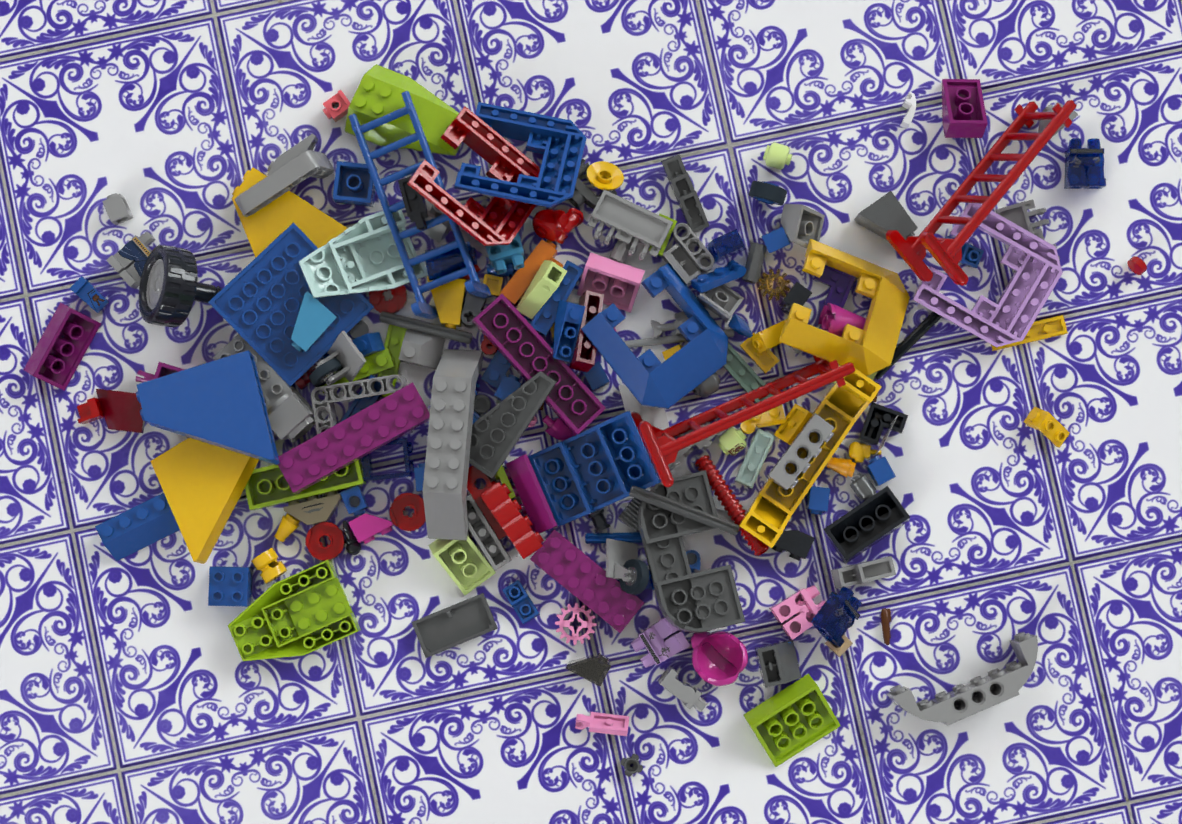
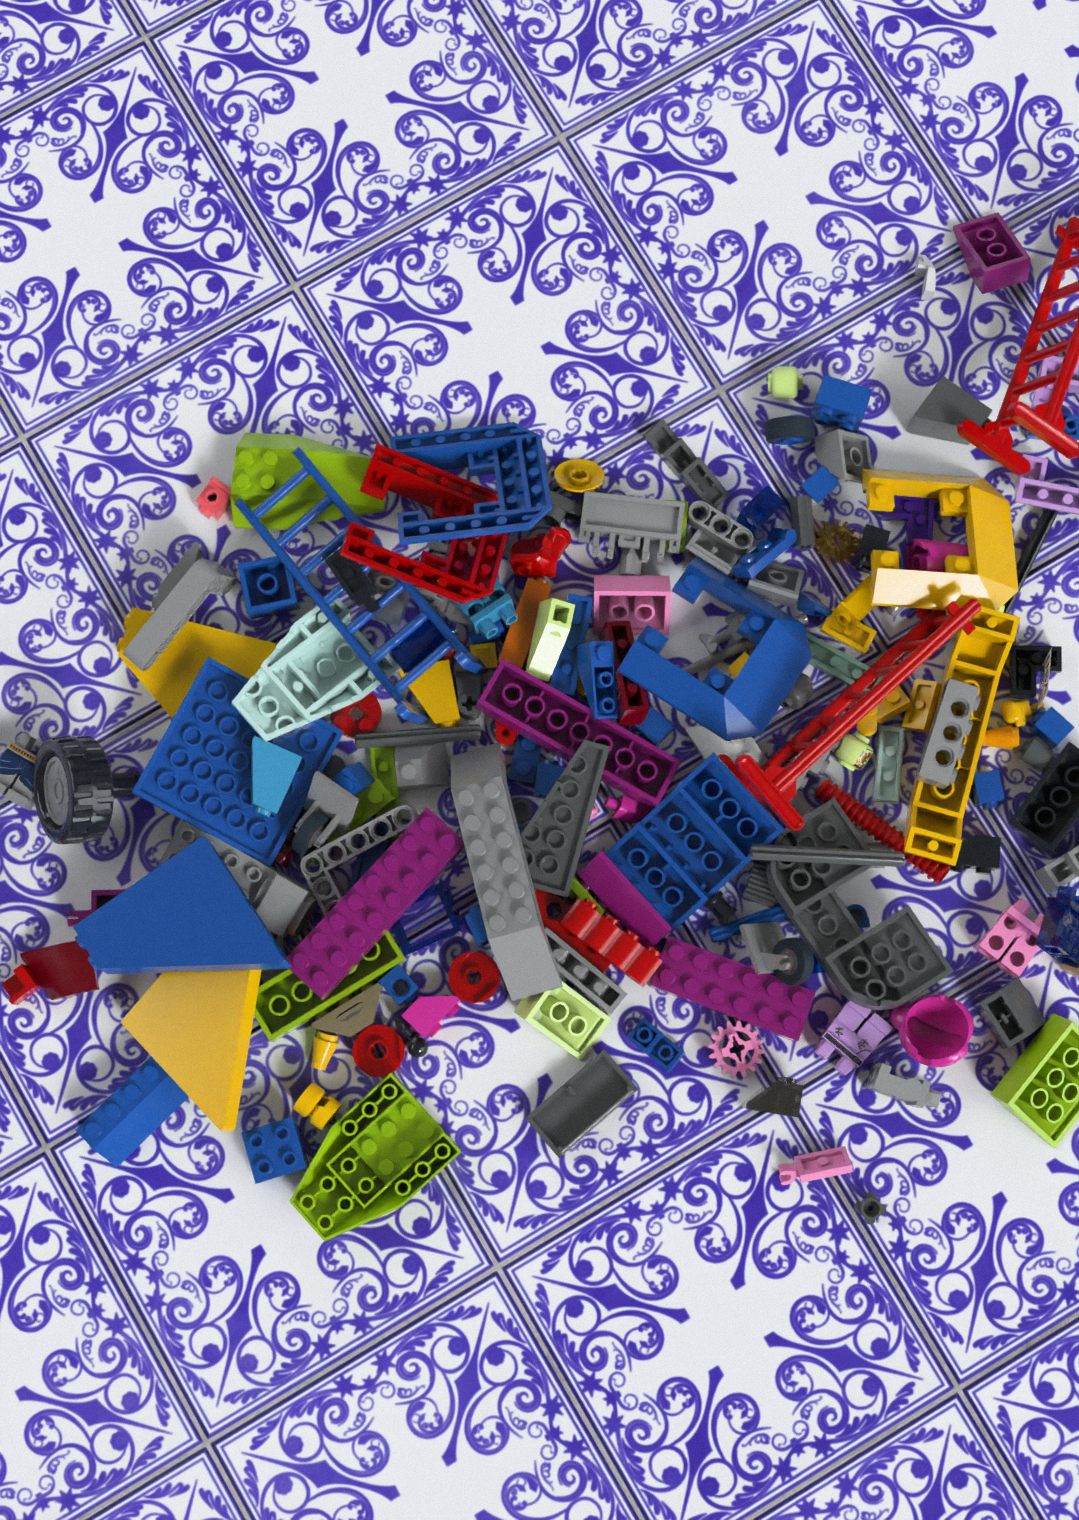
camera: 15 degrees left, 5 degrees down
(810, 186) = (840, 404): none -> blue brick

